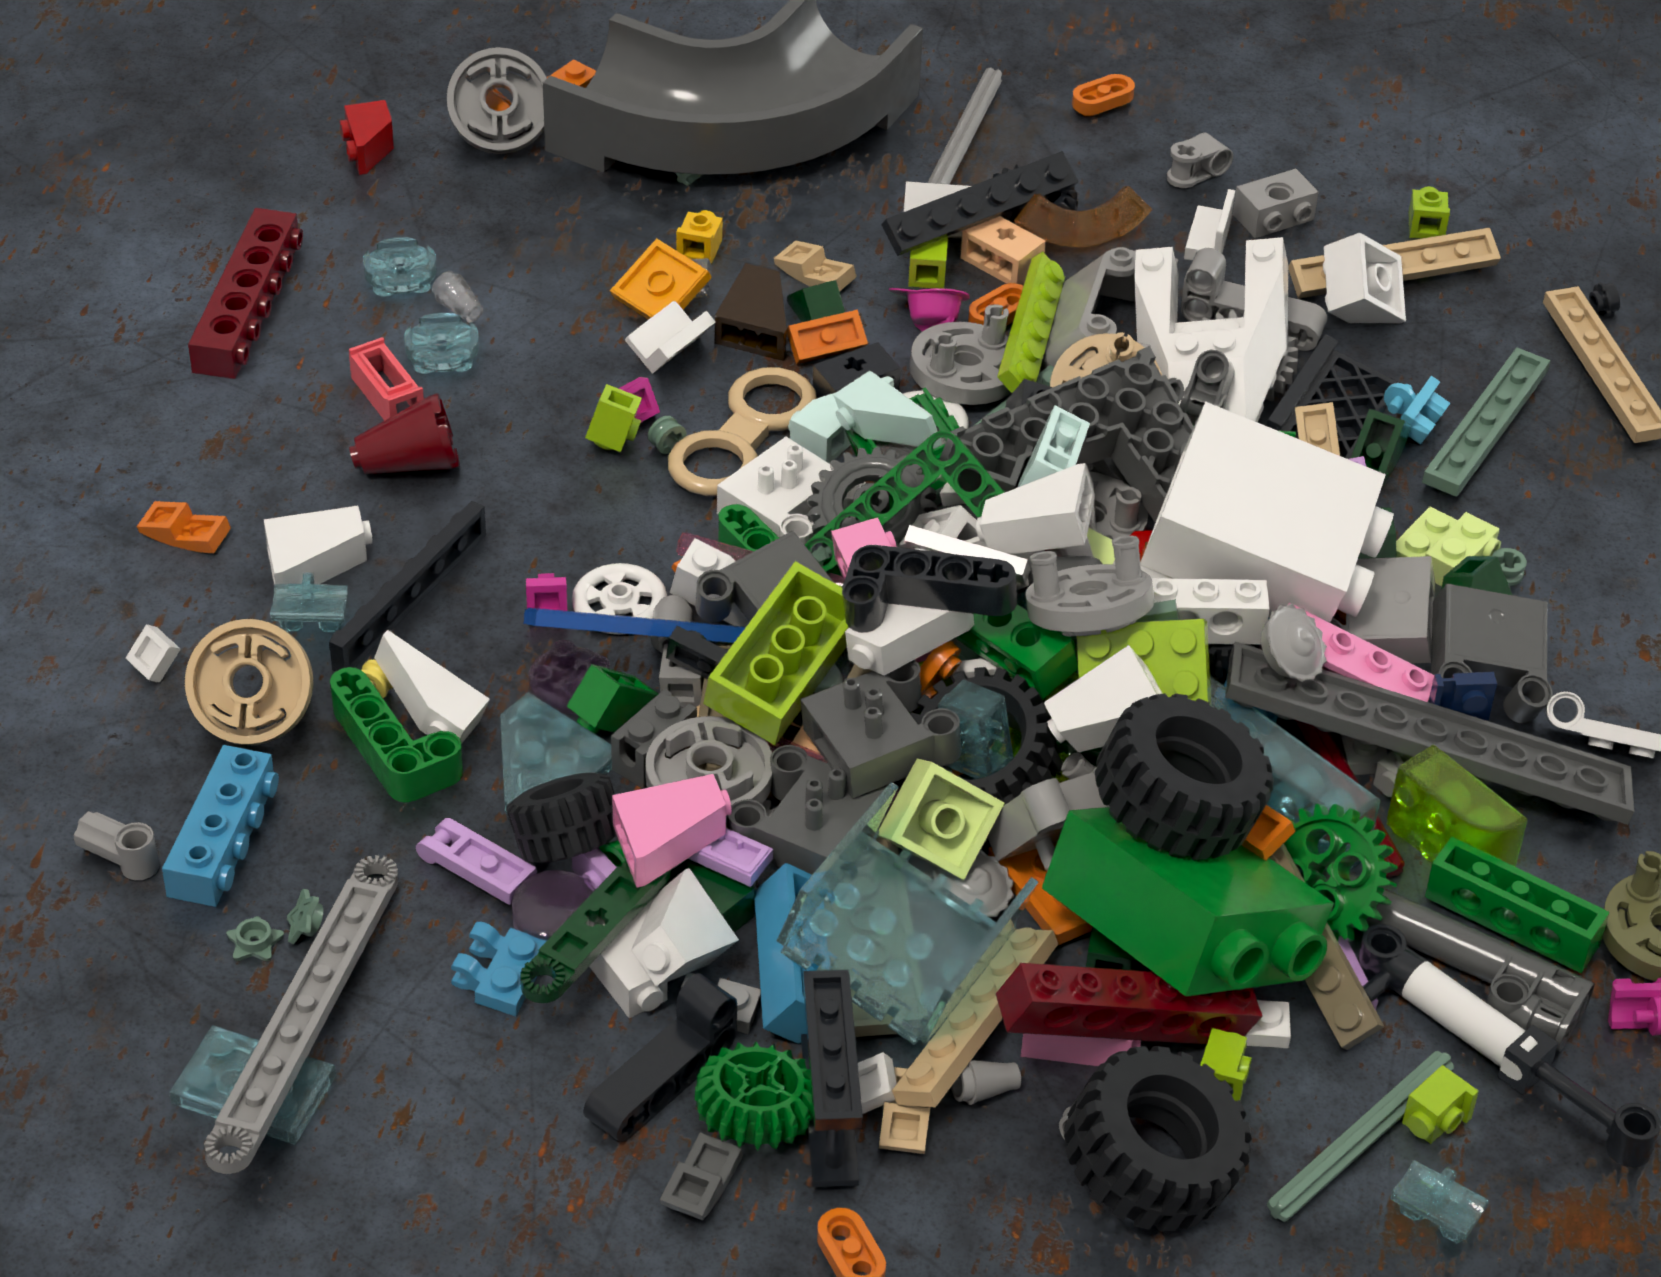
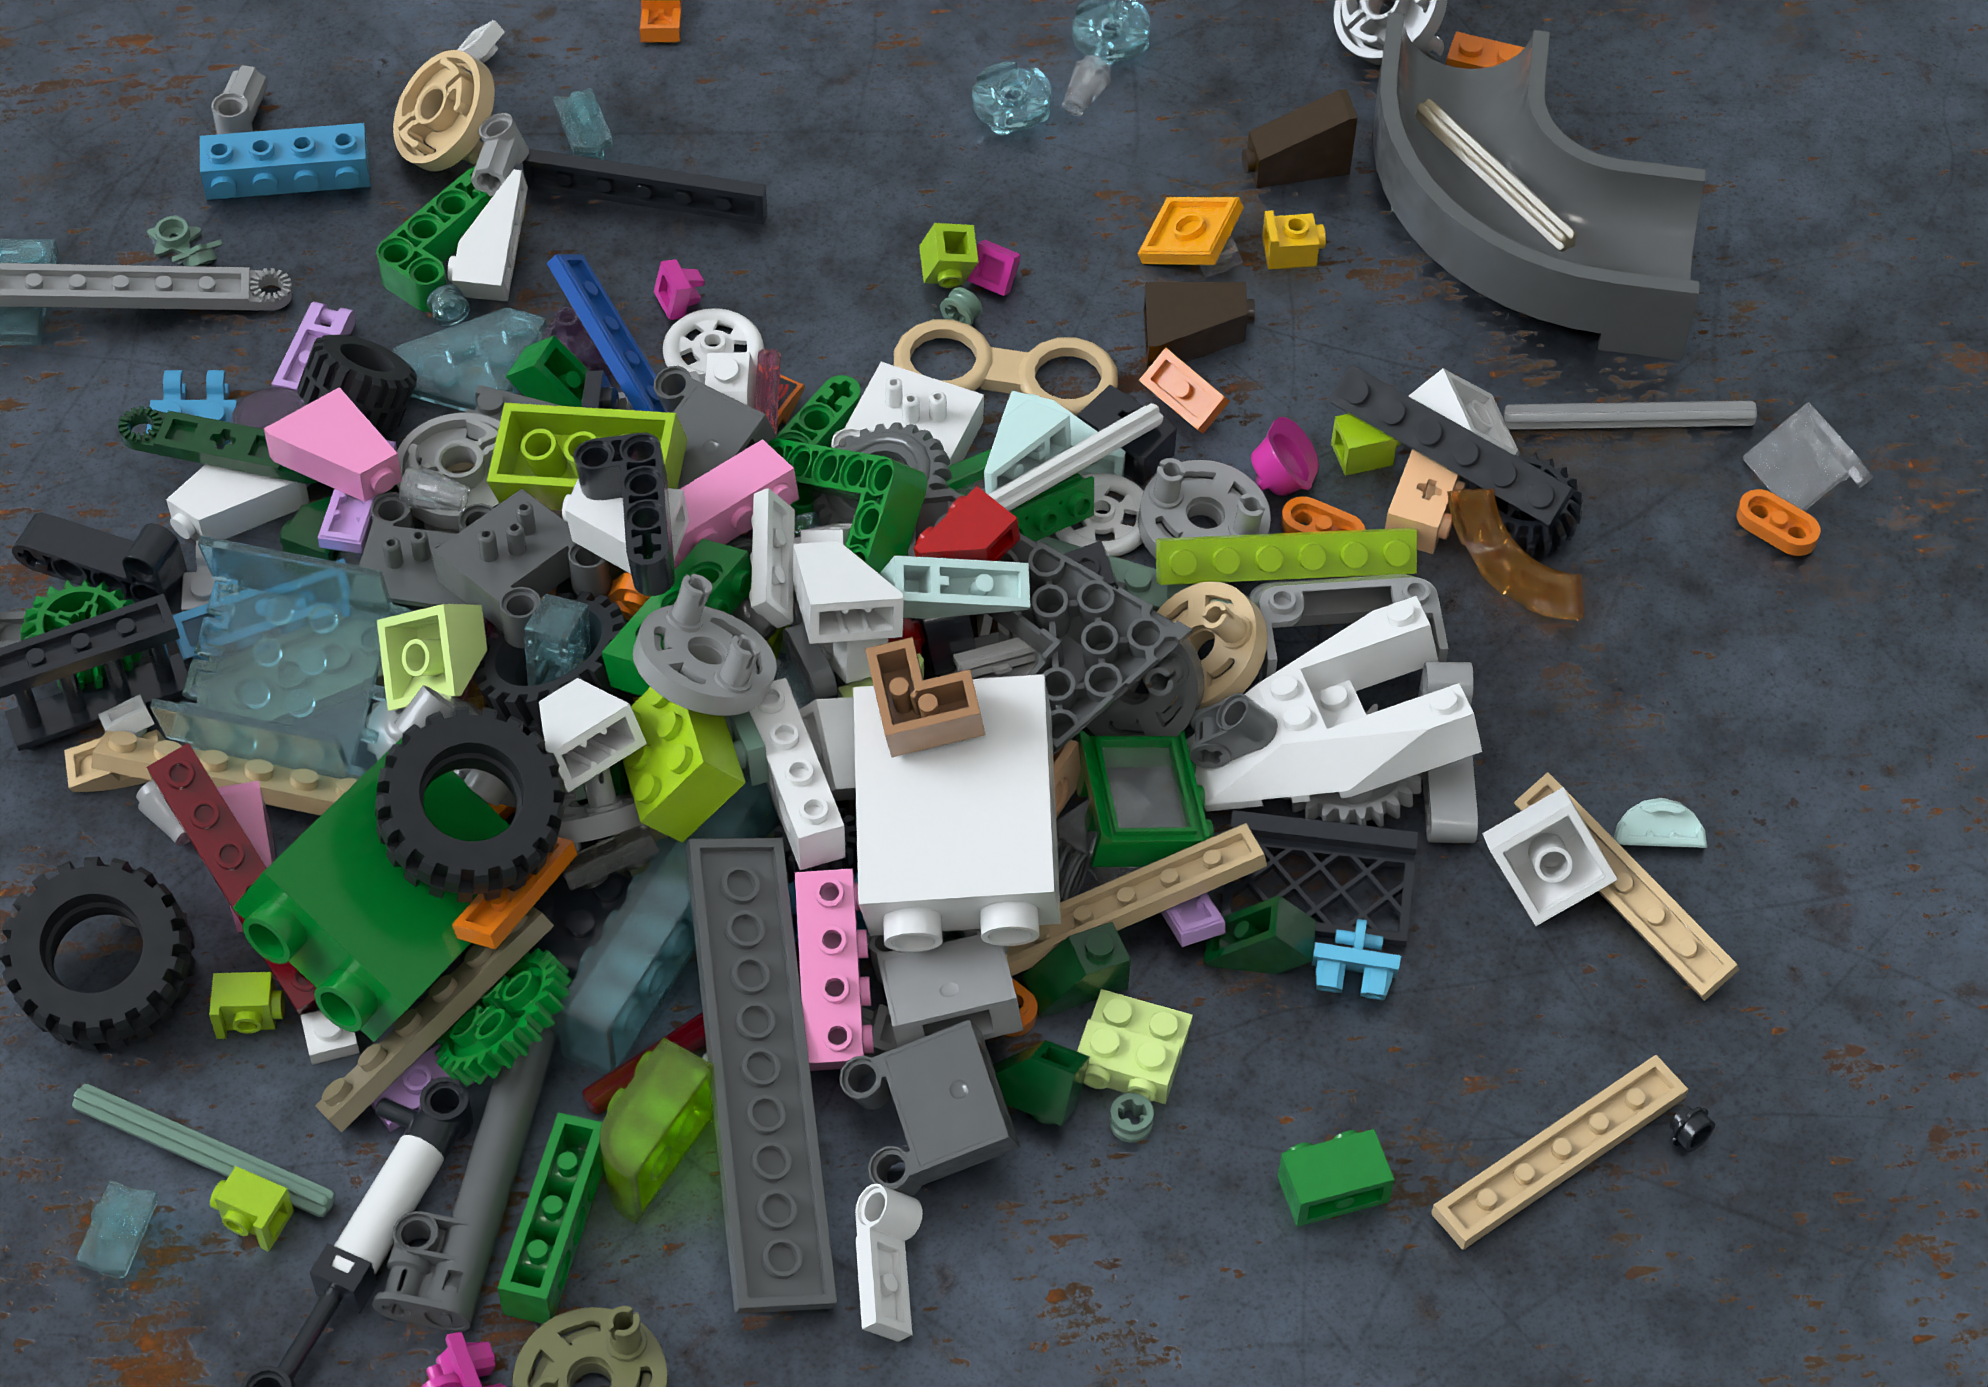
camera: 70 degrees right, 10 degrees up
(316, 543) = (662, 101): white slope -> none
(341, 651) = (500, 153): none -> light grey piece
(365, 364) = (926, 74): coral window -> none
(408, 441) = (843, 121): dark red cone -> none
(476, 752) = (448, 305): none -> clear light blue bush
(611, 191) = (1304, 143): none -> dark brown slope
(666, 335) = (1112, 260): white panel -> none
(681, 931) = (235, 508): white slope -> none
(741, 90) = (1496, 175): none -> axle
(752, 773) = (432, 491): none -> clear cone
(809, 265) = (1305, 352): tan slope -> none
(816, 301) = (1236, 370): dark green slope -> none
(905, 382) = (1078, 457): none -> white axle
(1013, 425) = (971, 530): none -> red slope
(1054, 60) = (1805, 459): none -> clear bracket
(1198, 160) = (1708, 644): light grey piece -> none
(1210, 227) = (1582, 690): white panel -> none
(1216, 470) = (920, 711): none -> medium nougat brick
(1275, 203) = (1690, 740): light grey brick -> none
(1293, 643) = (770, 881): light grey piece -> none
(1347, 224) = (1660, 824): none -> light aqua plate
(1428, 204) = (1748, 901): lime brick -> none
(1465, 693) = (834, 1100): dark blue plate -> none
(1486, 422) = (1381, 1043): sand green plate -> none
(1596, 474) = (1335, 1176): none -> green brick

